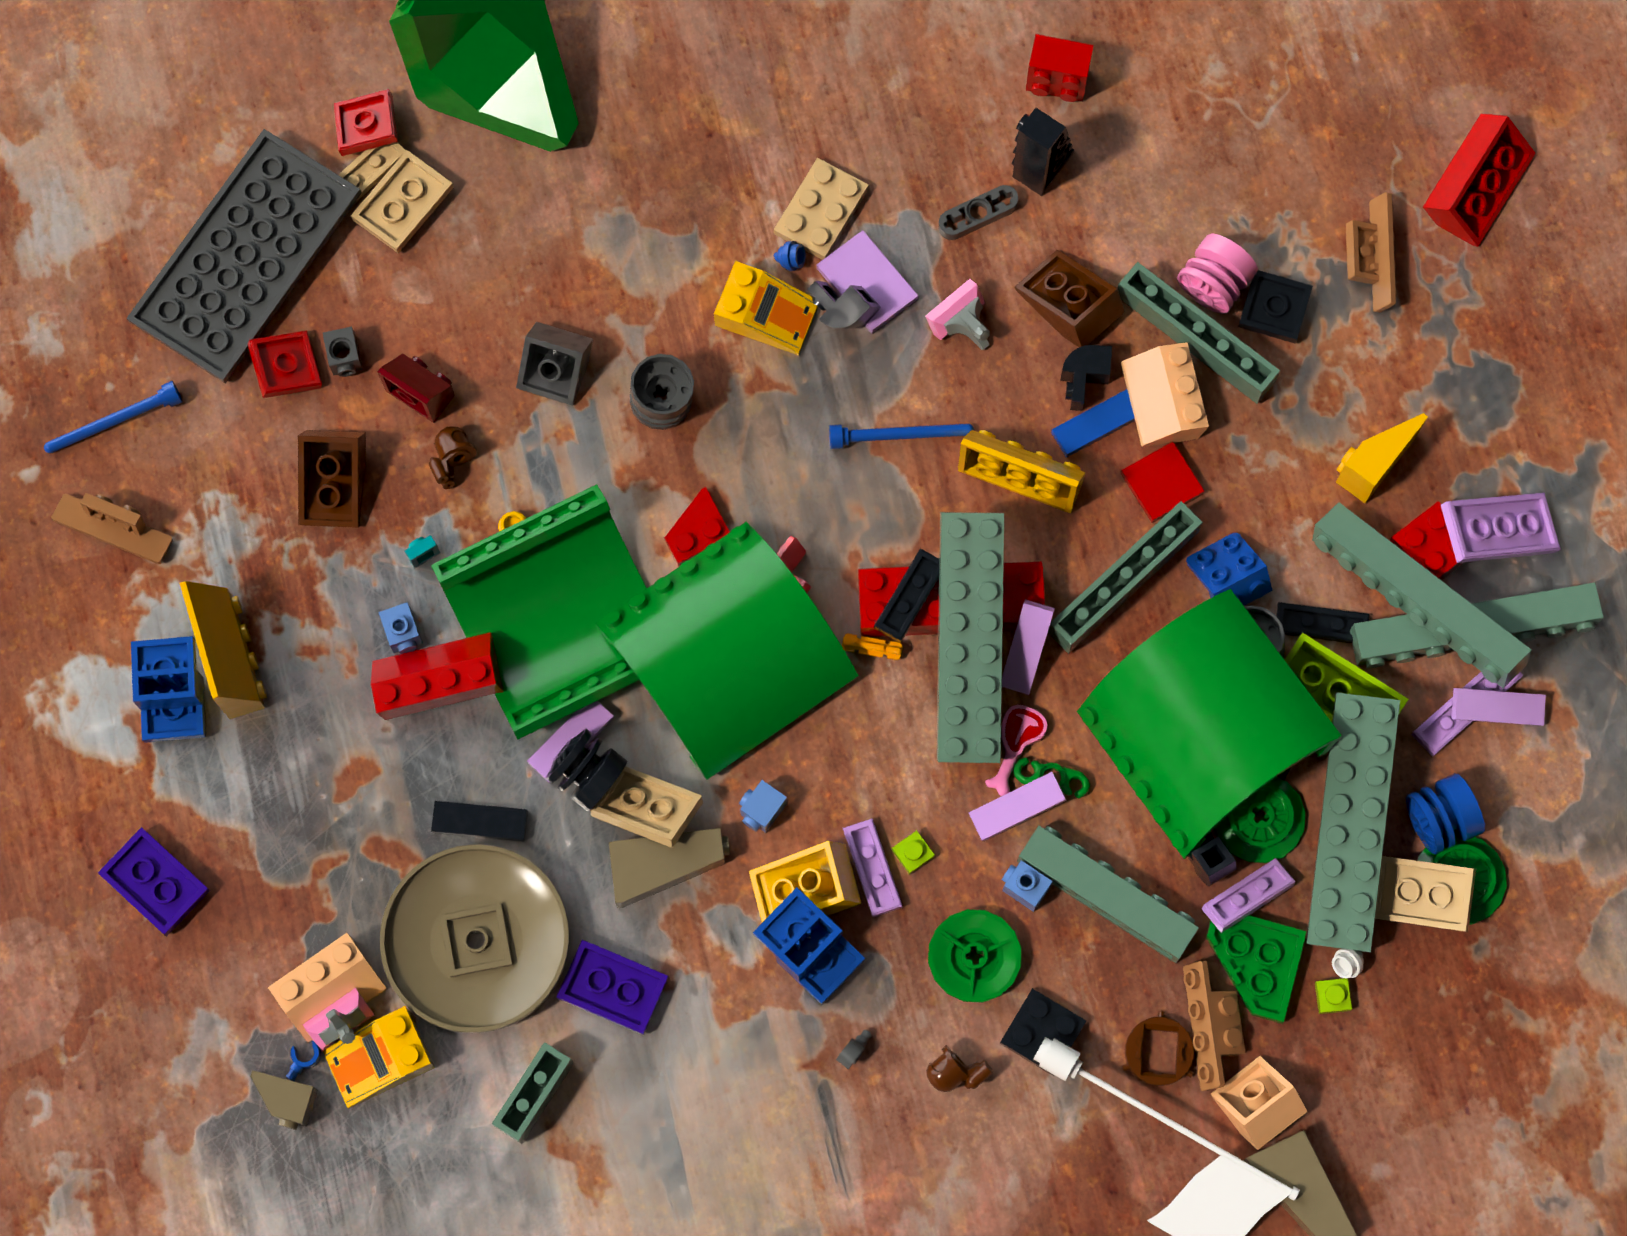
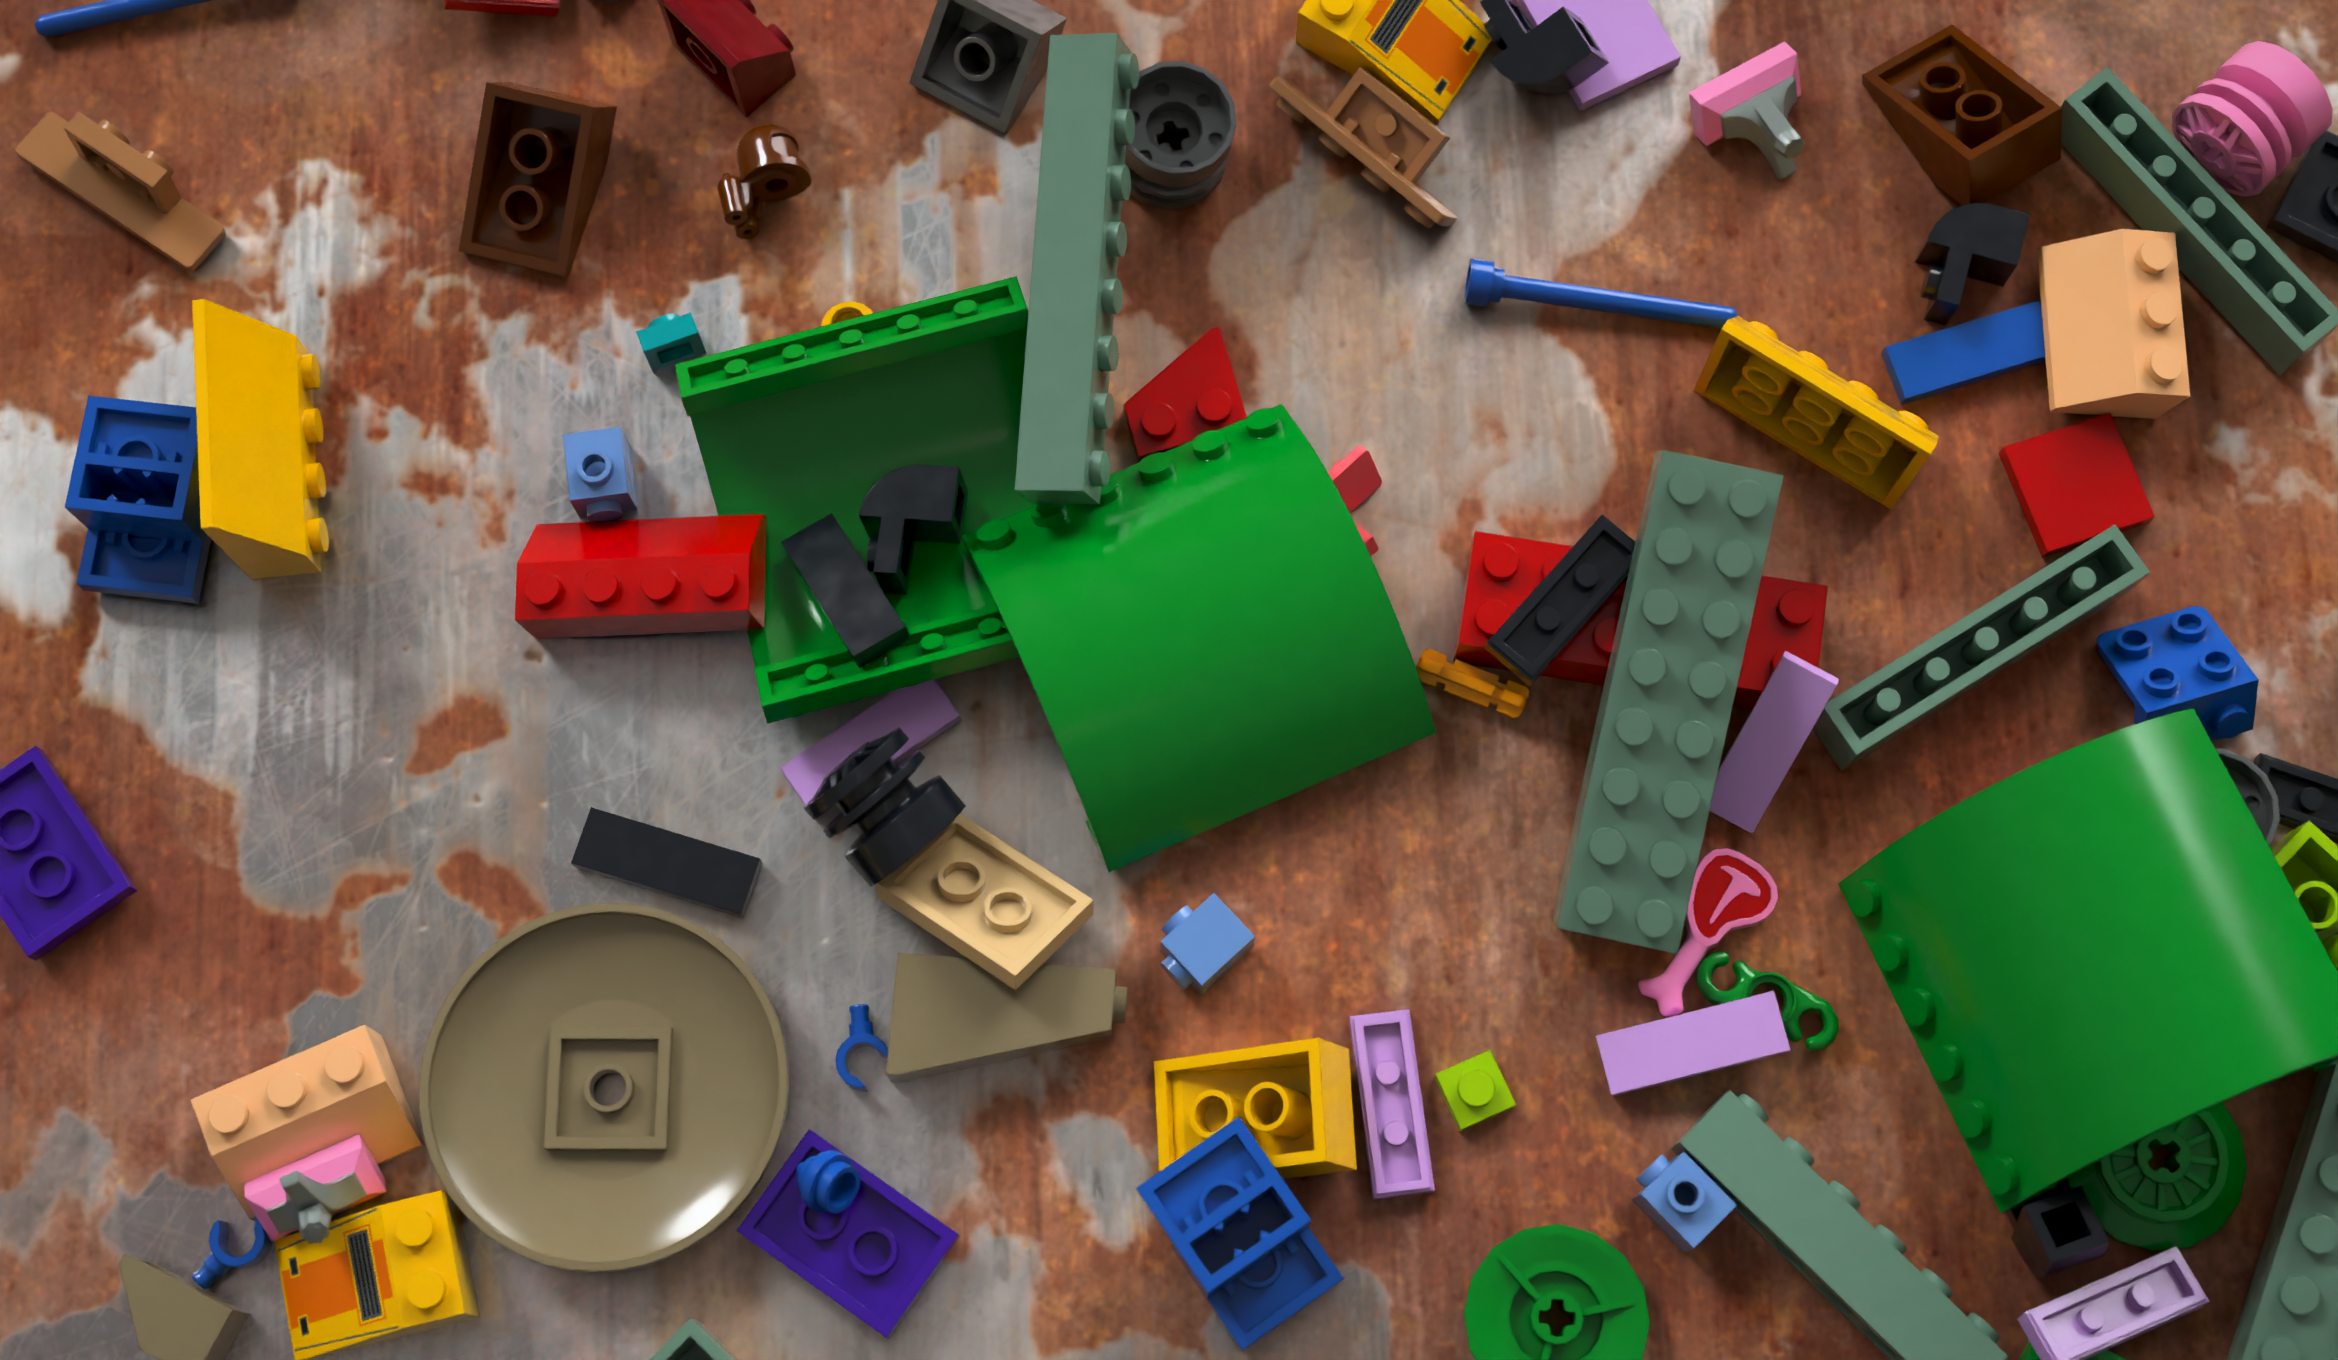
camera: 10 degrees right, 0 degrees up
(542, 663) = (846, 590): none -> black tile
(565, 613) = (908, 508): none -> black brick
(597, 888) = (861, 1035): none -> blue piece
(597, 962) = (828, 1182): none -> blue plate
(627, 474) = (1076, 270): none -> sand green brick
(769, 368) = (1381, 133): none -> medium nougat bracket

